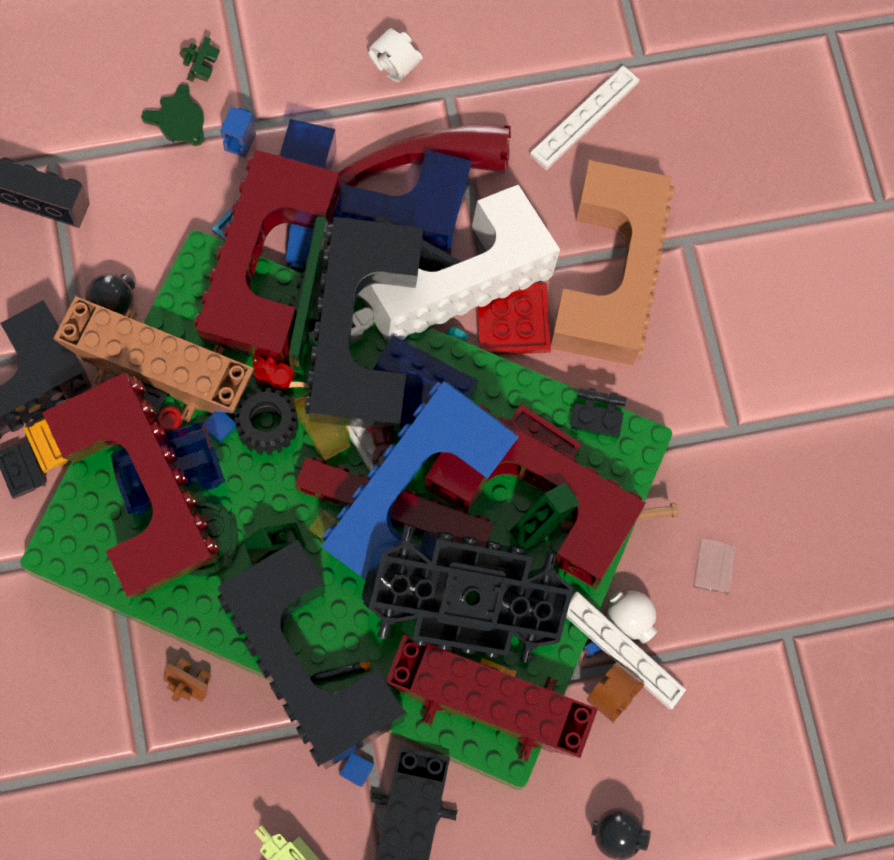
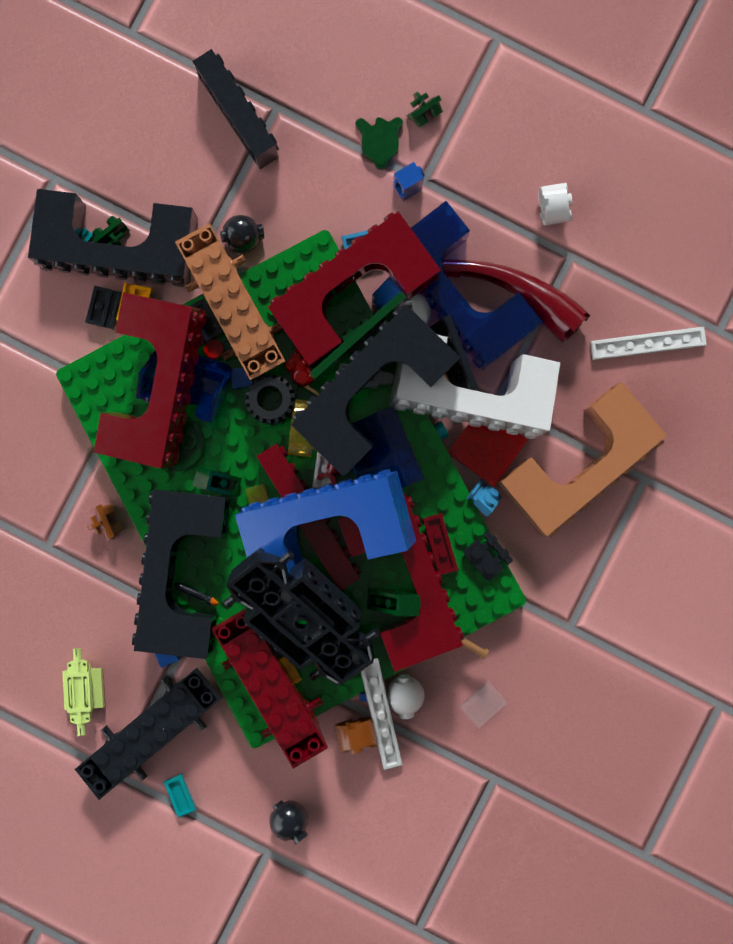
camera: 45 degrees right, 15 degrees up
(551, 364) = (484, 497): none -> dark azure plate

